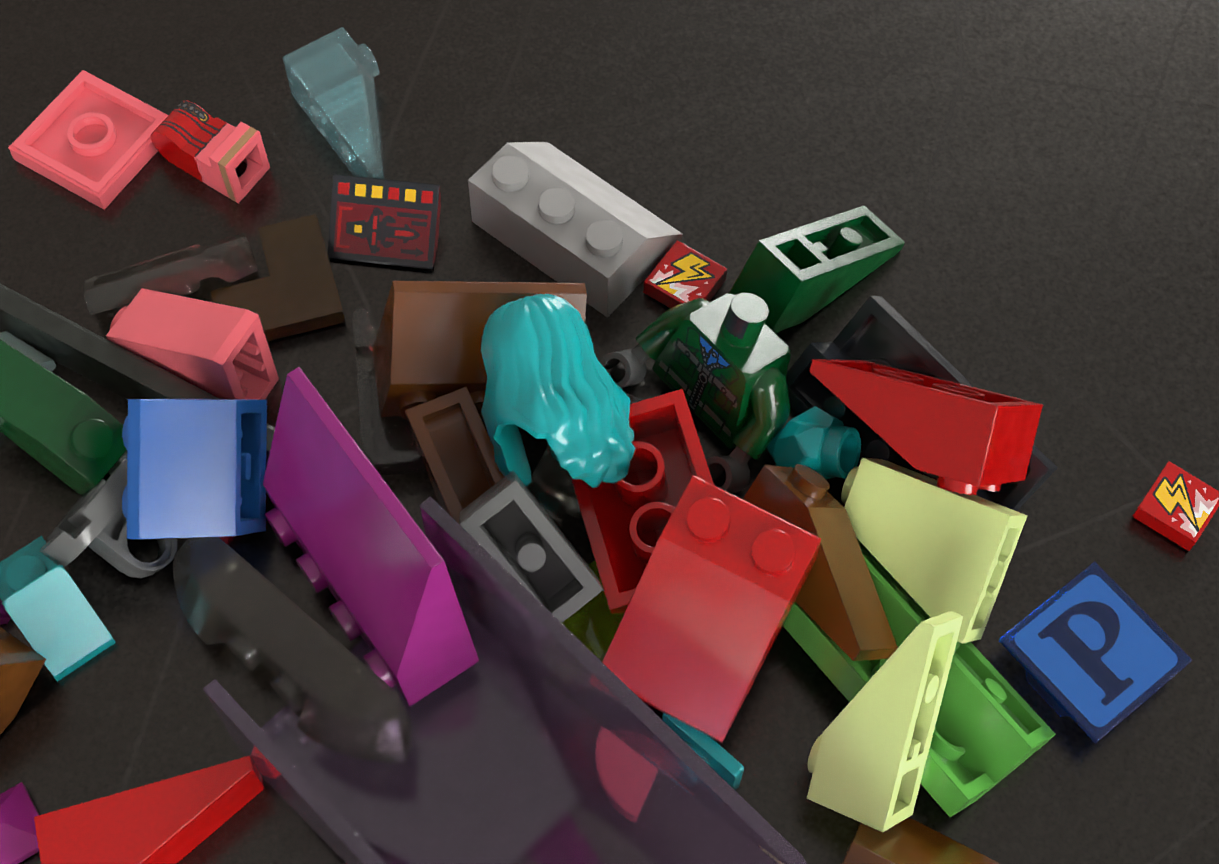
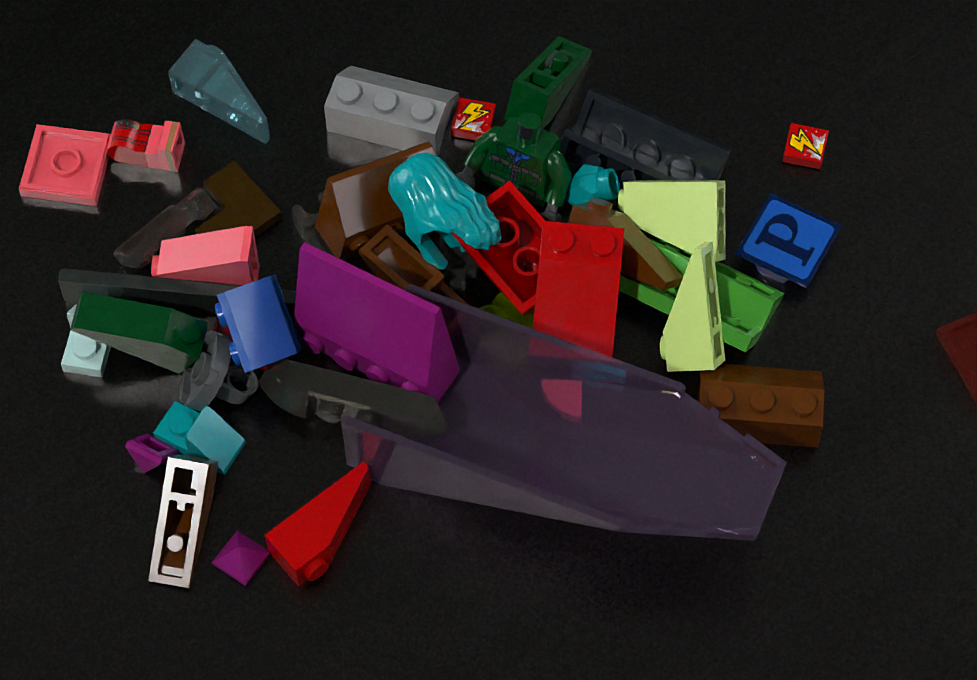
camera: 20 degrees left, 0 degrees up
(384, 221) = (278, 150): piece -> none
(530, 546) = (460, 284): dark grey brick -> none
(937, 424) = (658, 148): red slope -> none

